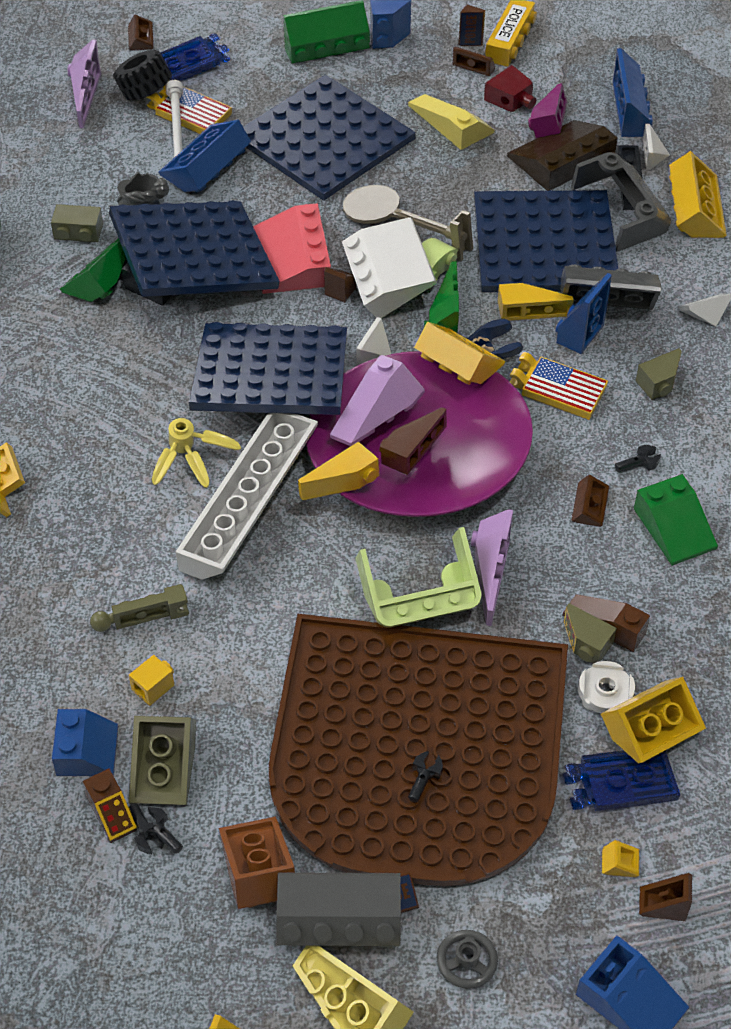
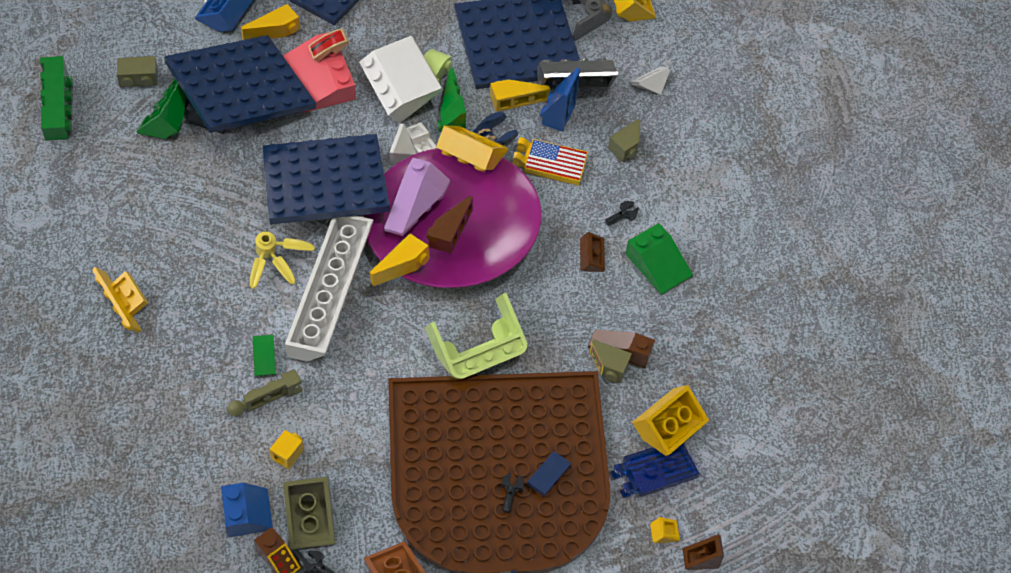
camera: 15 degrees left, 5 degrees up
(142, 190) = (185, 37): dark grey piece -> none
(150, 564) = (264, 355): none -> green slope
(251, 189) = (274, 24): none -> yellow slope
(312, 212) = (330, 42): none -> slope
(339, 284) = (363, 97): reddish brown slope -> none
(380, 202) = (380, 23): piece -> none
(399, 337) = (420, 138): none -> white slope
(478, 761) = (549, 474): none -> dark blue tile
(491, 550) = (525, 305): lavender wedge -> none
(605, 672) = (628, 389): white plate -> none

